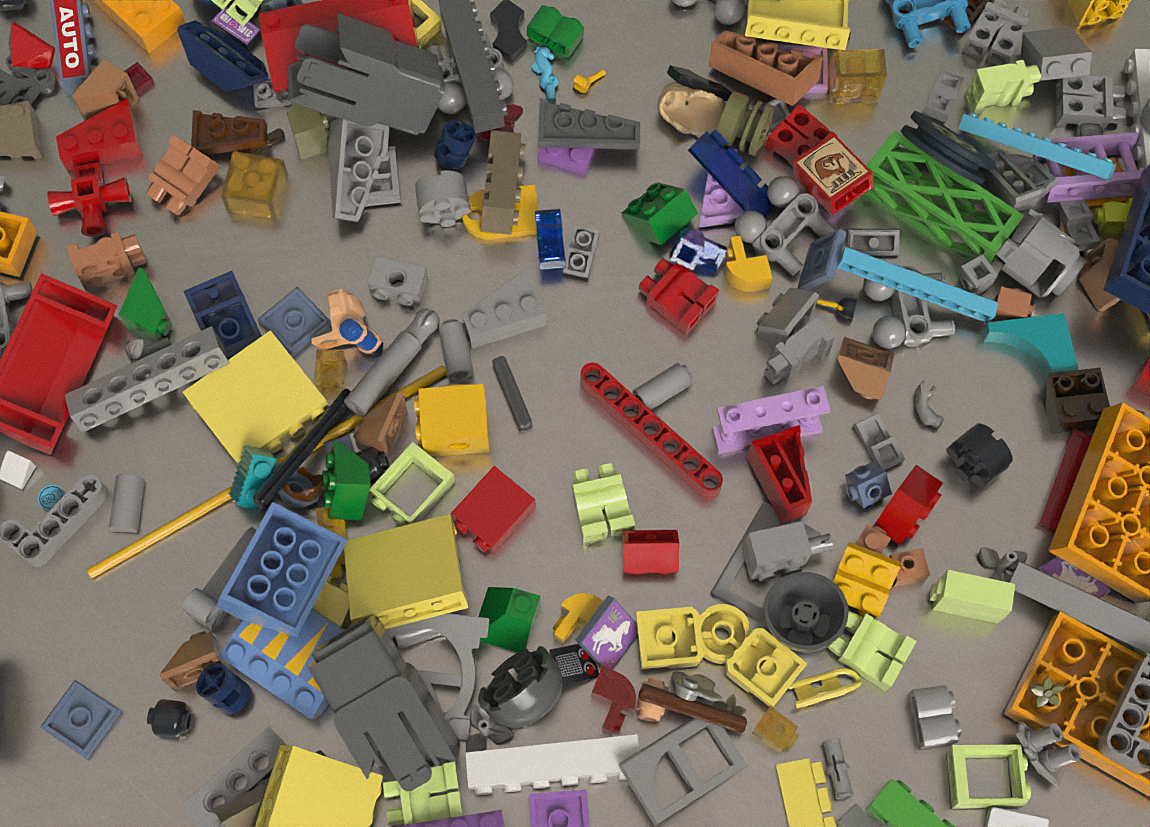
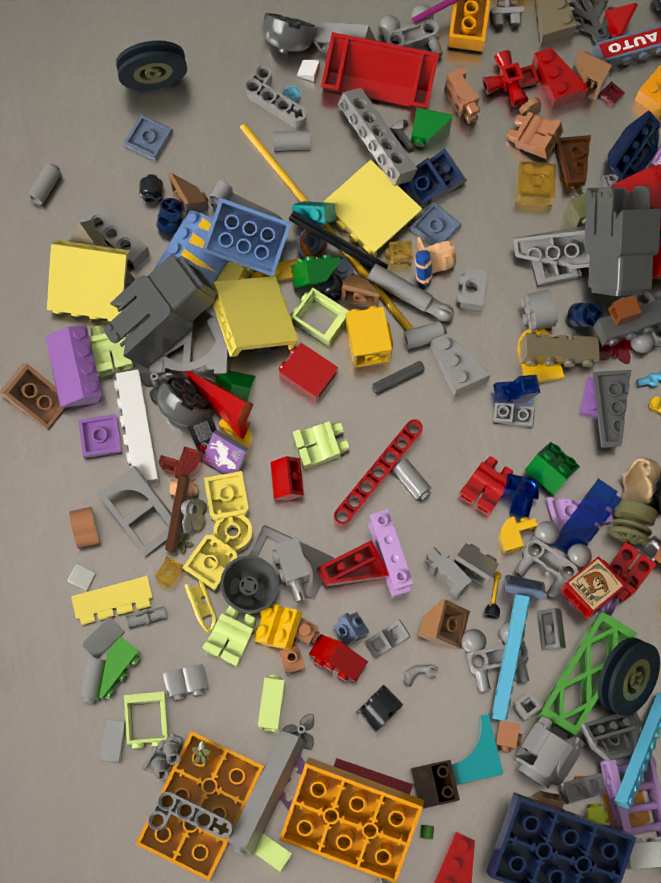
camera: 85 degrees right, 5 degrees up
(137, 177) = (533, 106): none -> medium nougat tile
(468, 82) = (625, 310): none -> dark orange brick
(542, 617) = (227, 404): none -> red wedge

